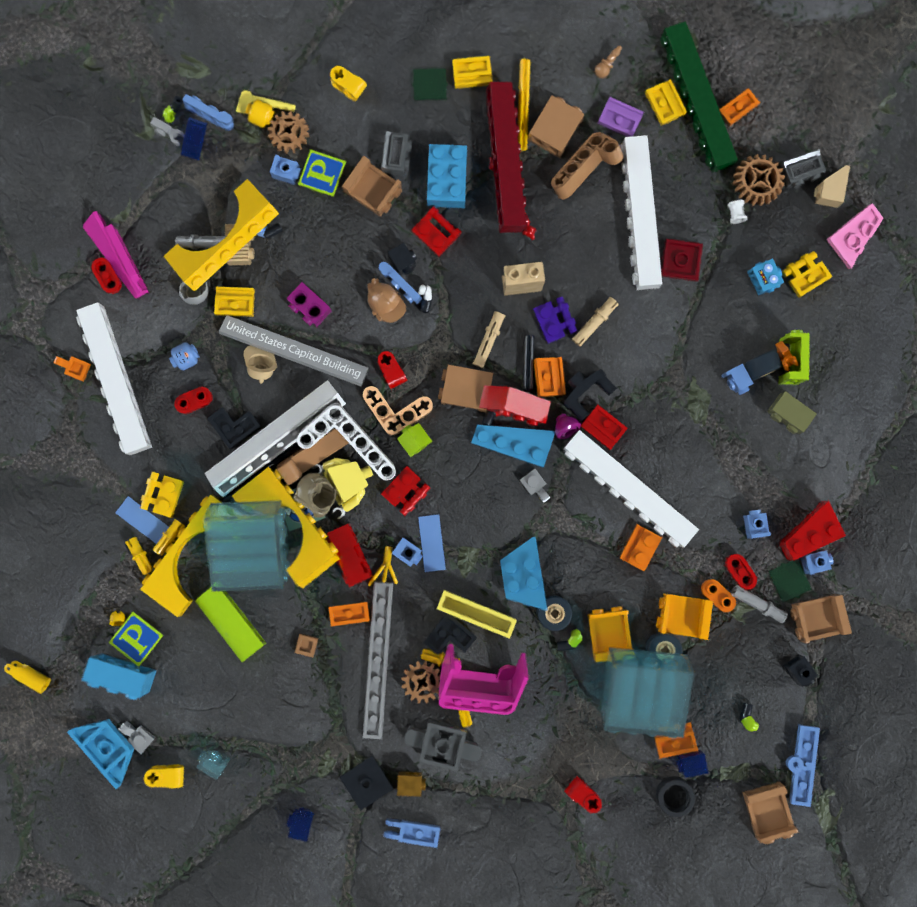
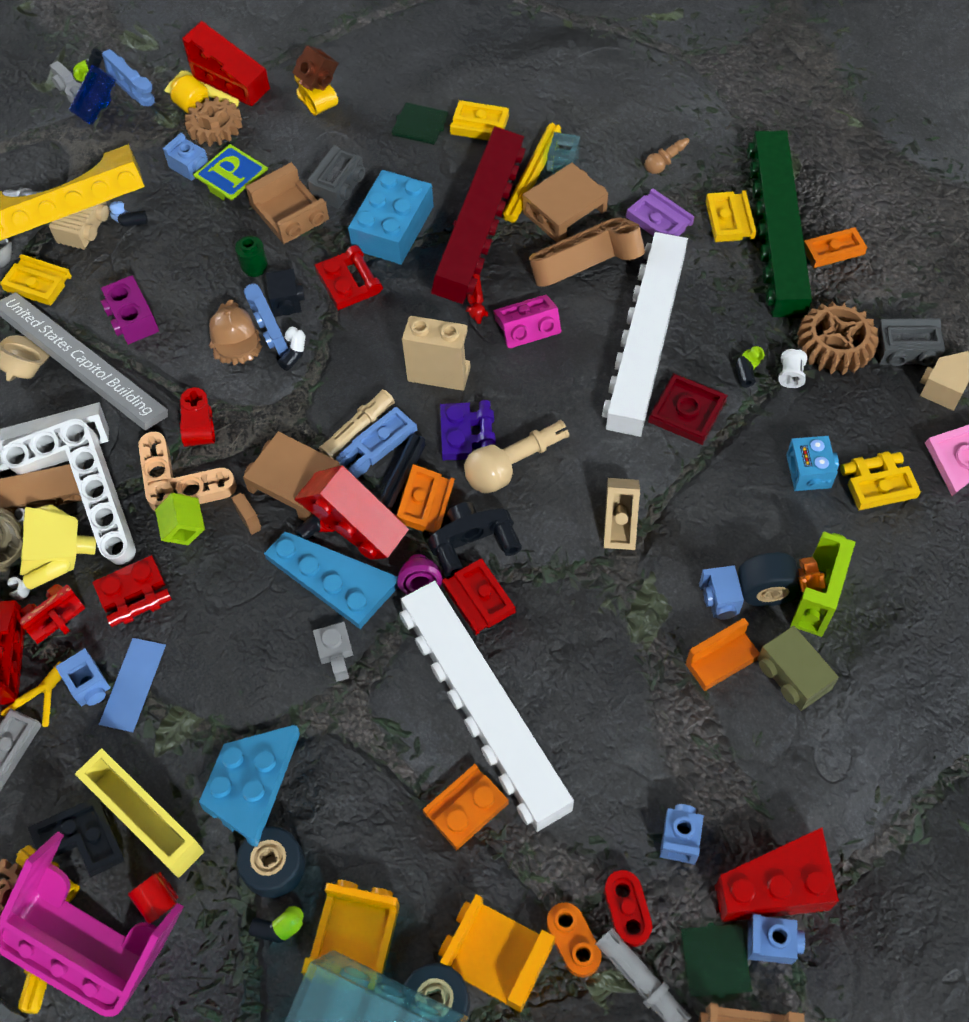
camera: 25 degrees right, 25 degrees down
(276, 82) = (224, 65): none -> red wedge
(349, 73) = (315, 68): none -> copper brick
(369, 244) = (251, 256): none -> dark green brick
(371, 522) = (51, 614): none -> red hips
(451, 422) = (246, 513): none -> medium nougat tile
(506, 345) = (377, 441): none -> medium blue hinge
(506, 653) = (154, 897): none -> red piece
(541, 79) = (560, 158): none -> clear light blue brick
(564, 227) = (528, 321): none -> dark pink bracket
(580, 346) = (488, 469): none -> tan hair
(666, 347) = (621, 513): none -> tan slope
(707, 216) = (747, 363): none -> arm
(748, 417) = (722, 655): none -> orange panel

